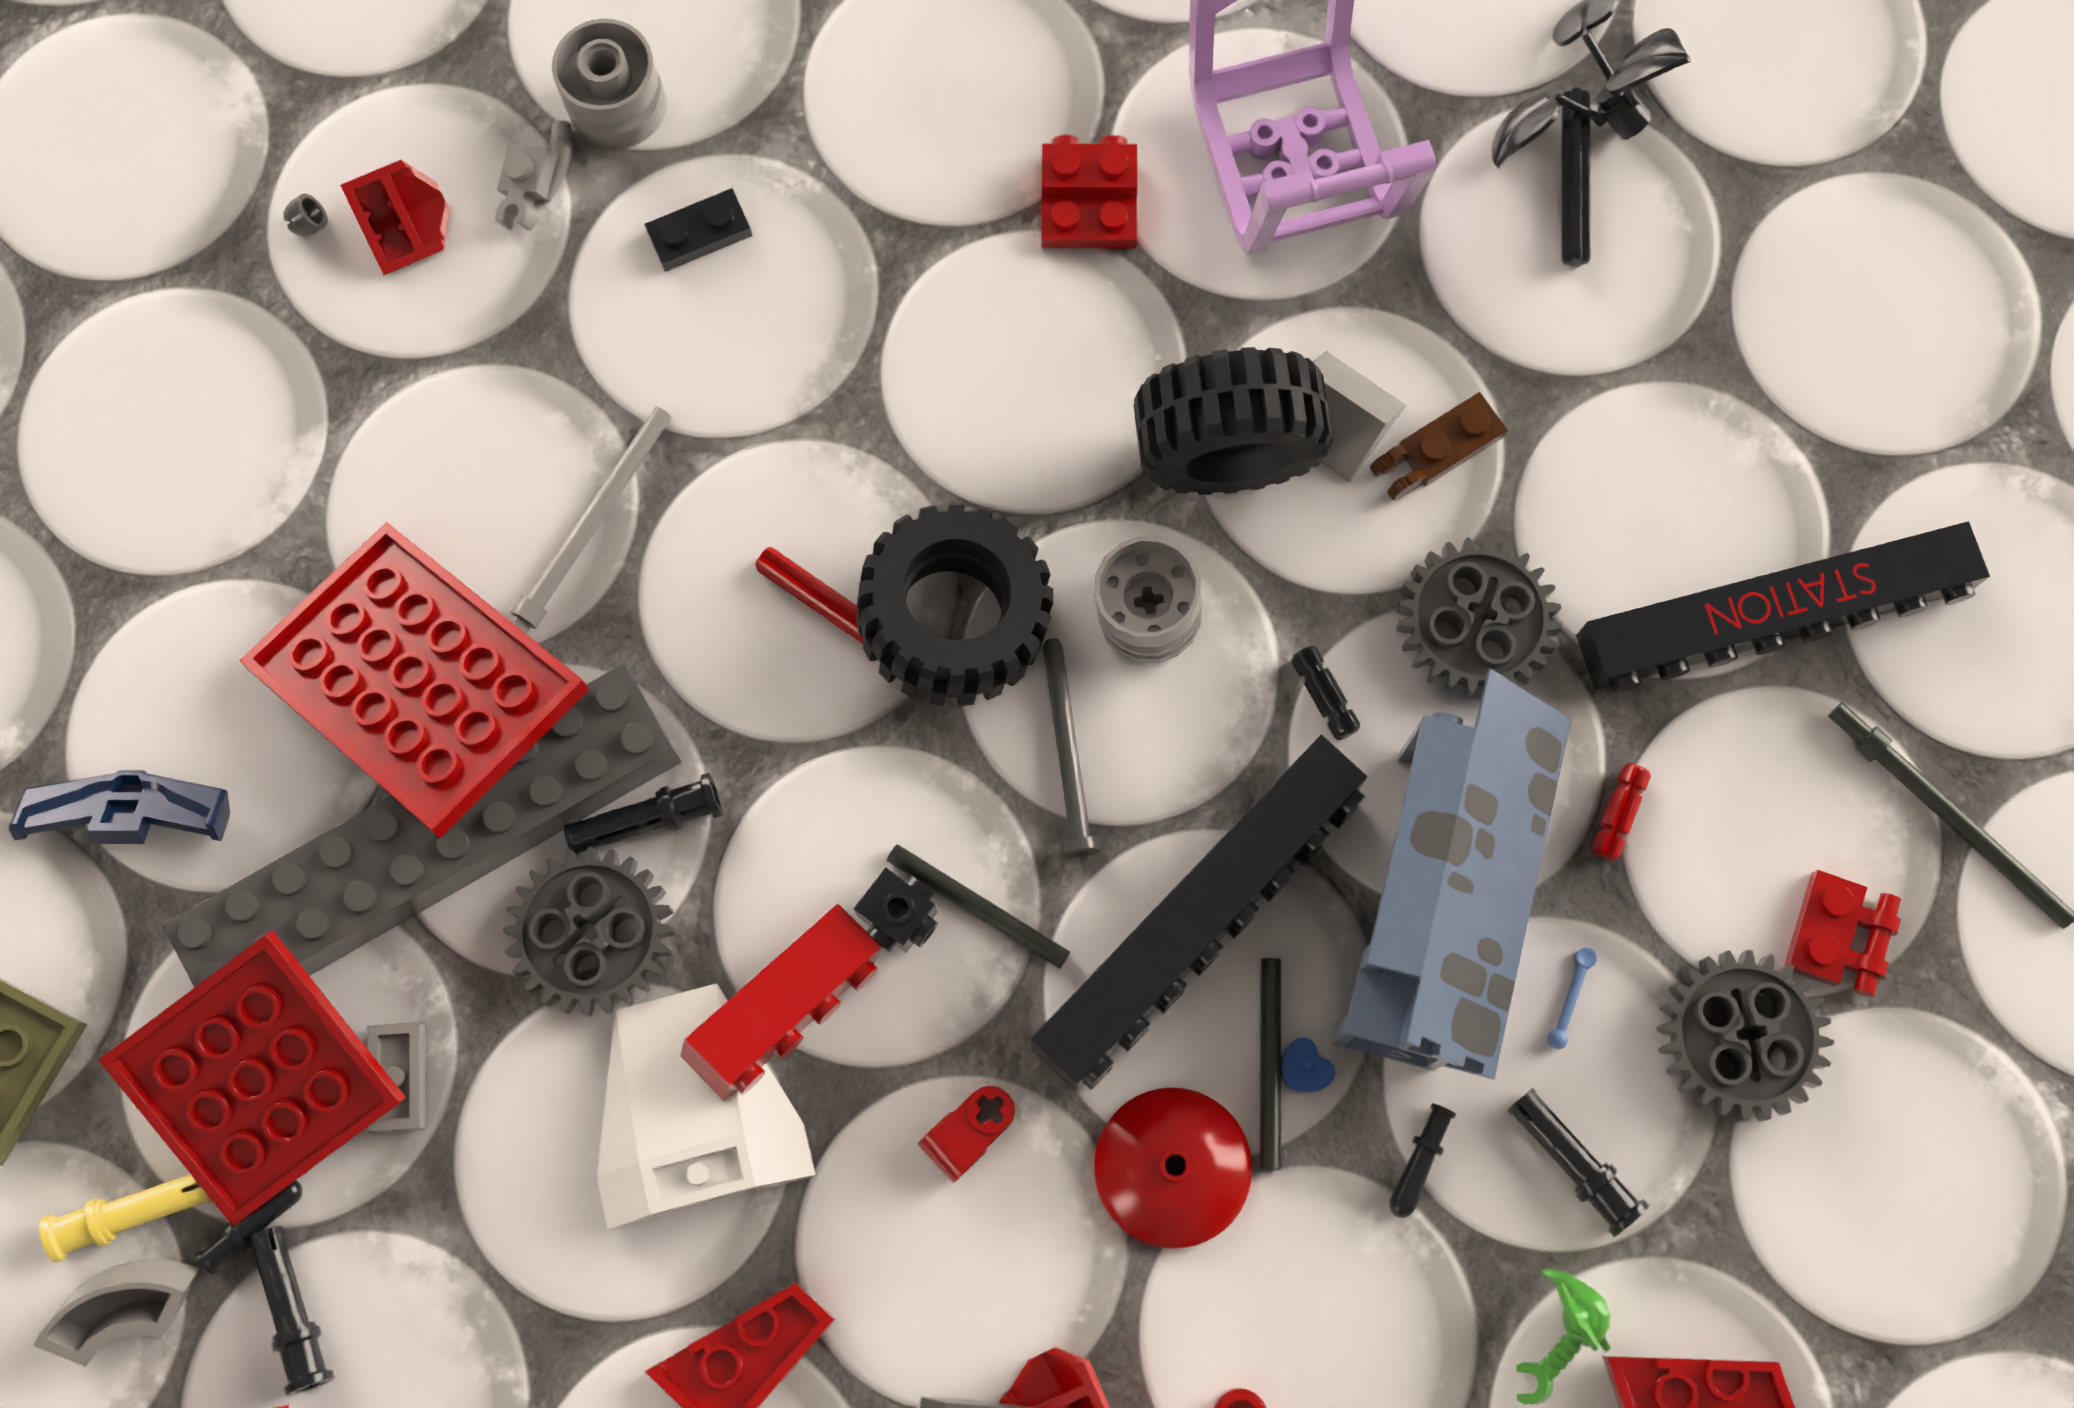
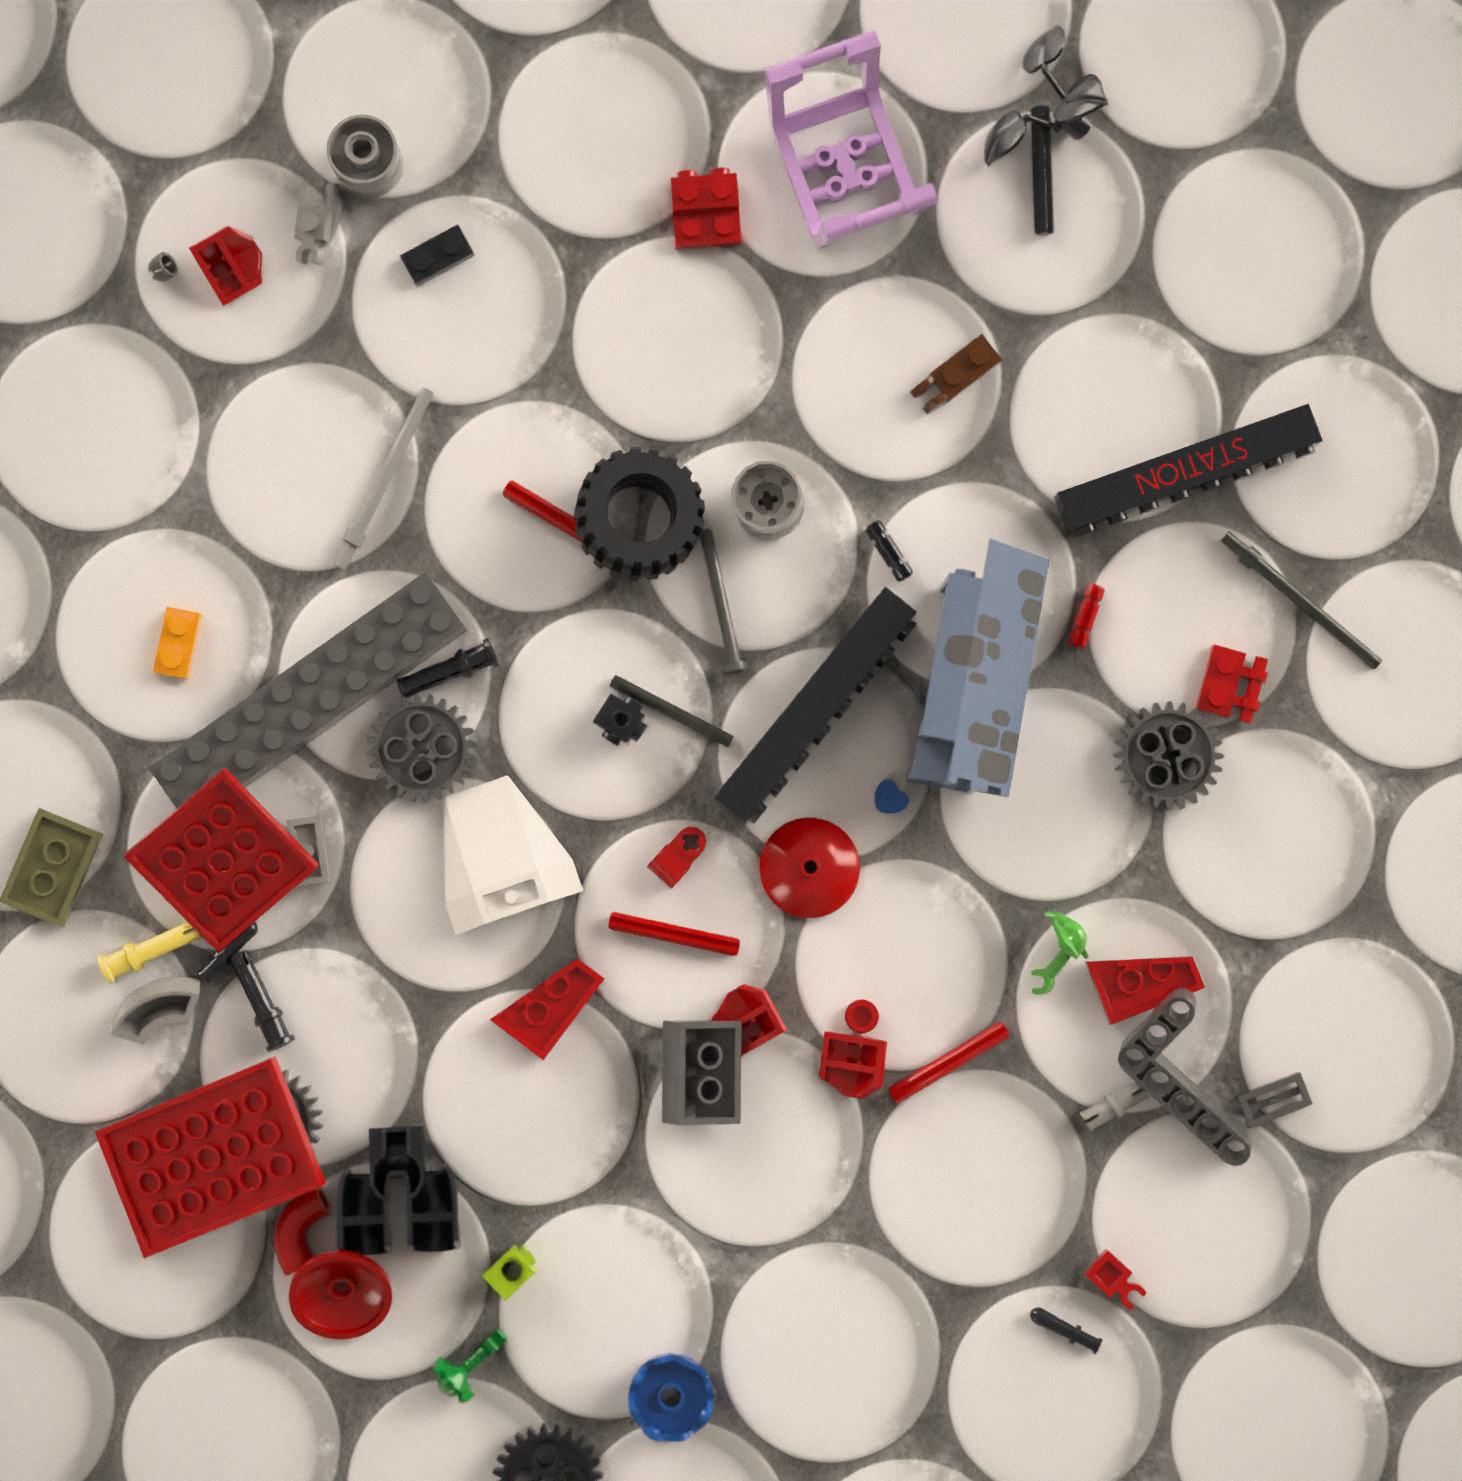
camera: 10 degrees left, 10 degrees up
(122, 807) = (105, 691): plate -> none
(245, 745) = (177, 643): none -> light orange plate
(414, 678) = (287, 591): plate -> none
(780, 1003) = (552, 784): red brick -> none
(951, 1256) = (674, 934): none -> red axle
(1232, 421) = (814, 377): black tyre -> none
(1270, 1065) = (867, 797): pearl dark grey bar -> none
(1357, 413) = (886, 356): light grey slope -> none
(1411, 1183) = (970, 841): black piece -> none
(1437, 600) = (1015, 503): dark grey gear -> none
(1584, 959) = (1066, 714): medium blue hinge -> none
(1594, 1181) = (1076, 855): black pin -> none

